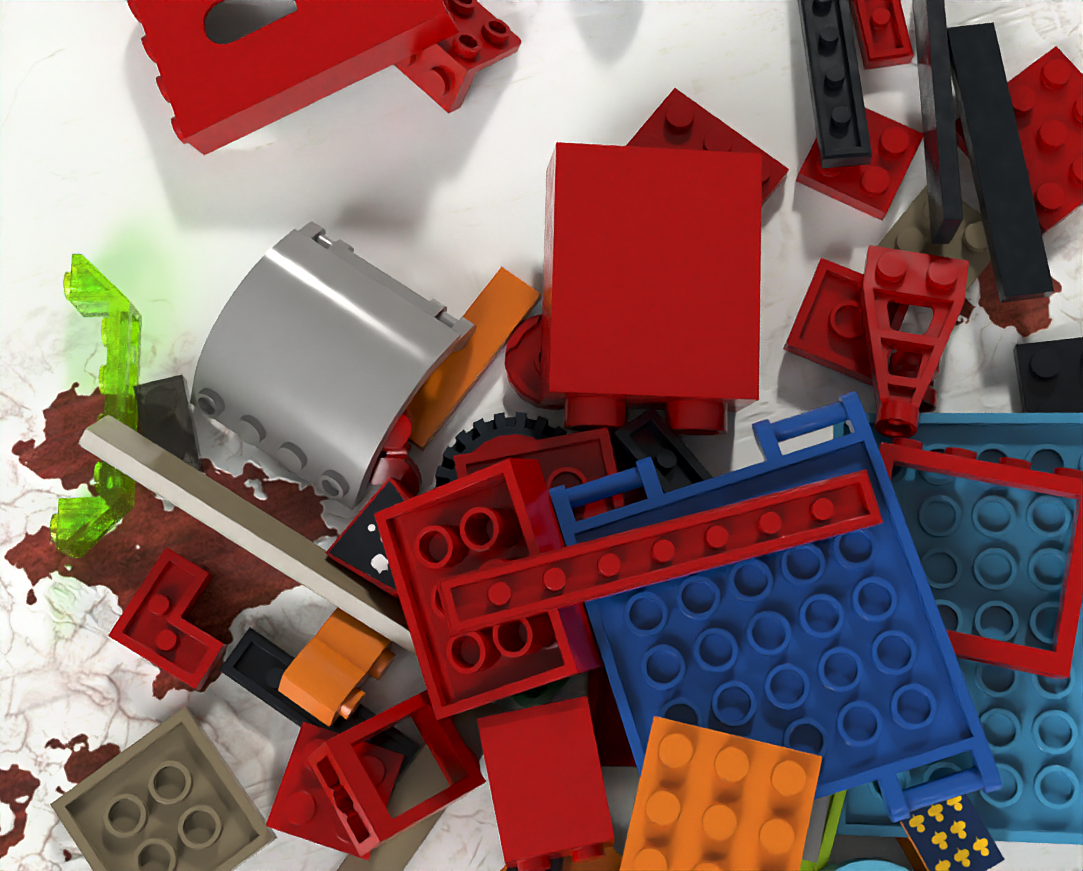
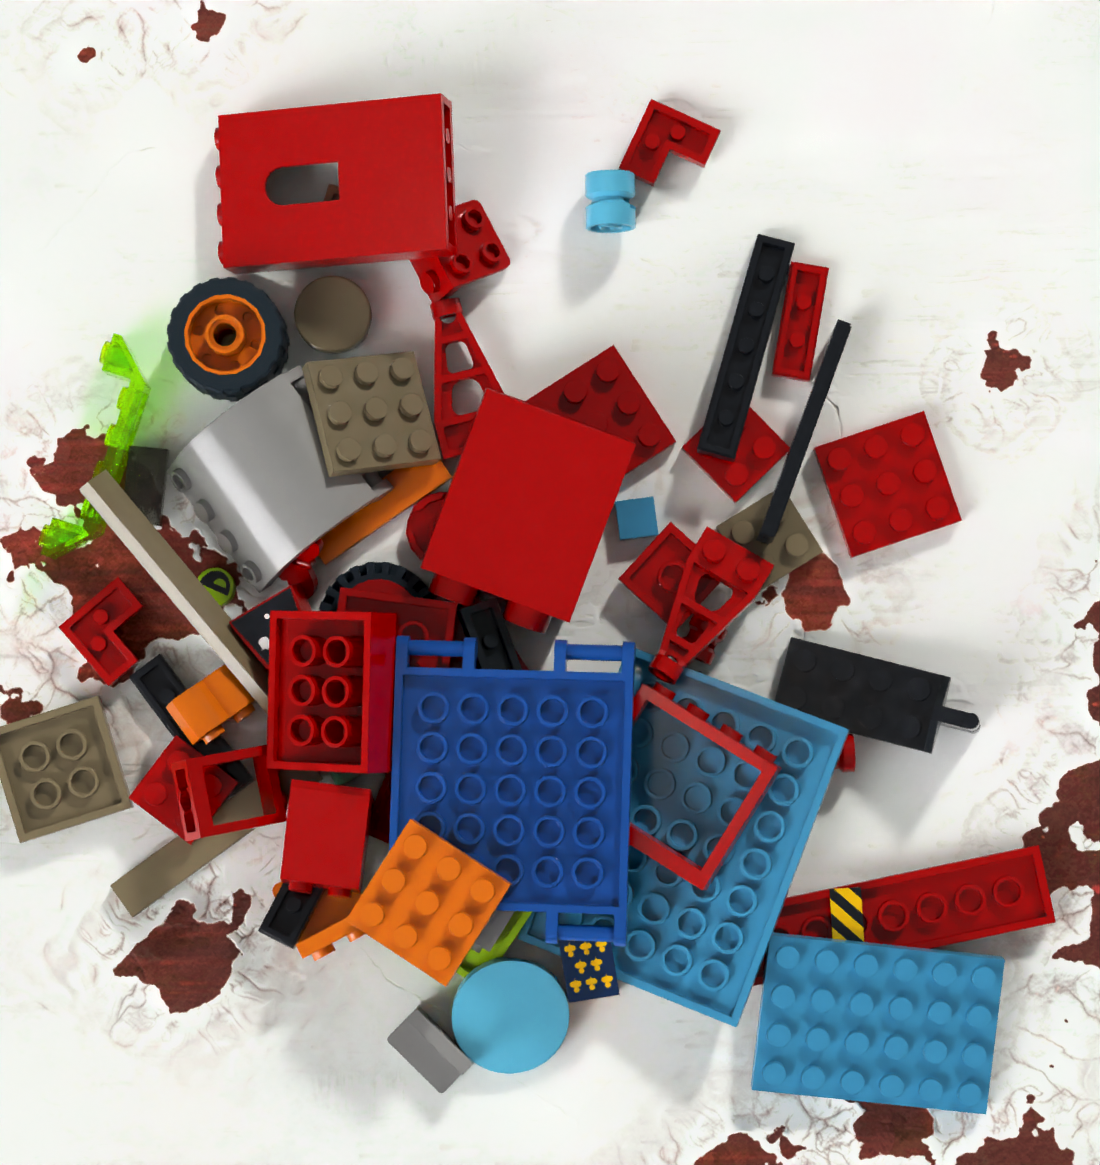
camera: 25 degrees right, 10 degrees up
(211, 213) = (208, 316): none -> wheel
(298, 515) = (218, 584): none -> tile
(334, 158) = (333, 314): none -> dark tan tile
(418, 245) = (371, 413): none -> dark tan plate
(479, 128) = (450, 426): none -> red plate
(657, 553) = (451, 712): red tile -> none
(781, 272) = (636, 518): none -> dark azure tile
(998, 164) = (832, 492): black tile -> none

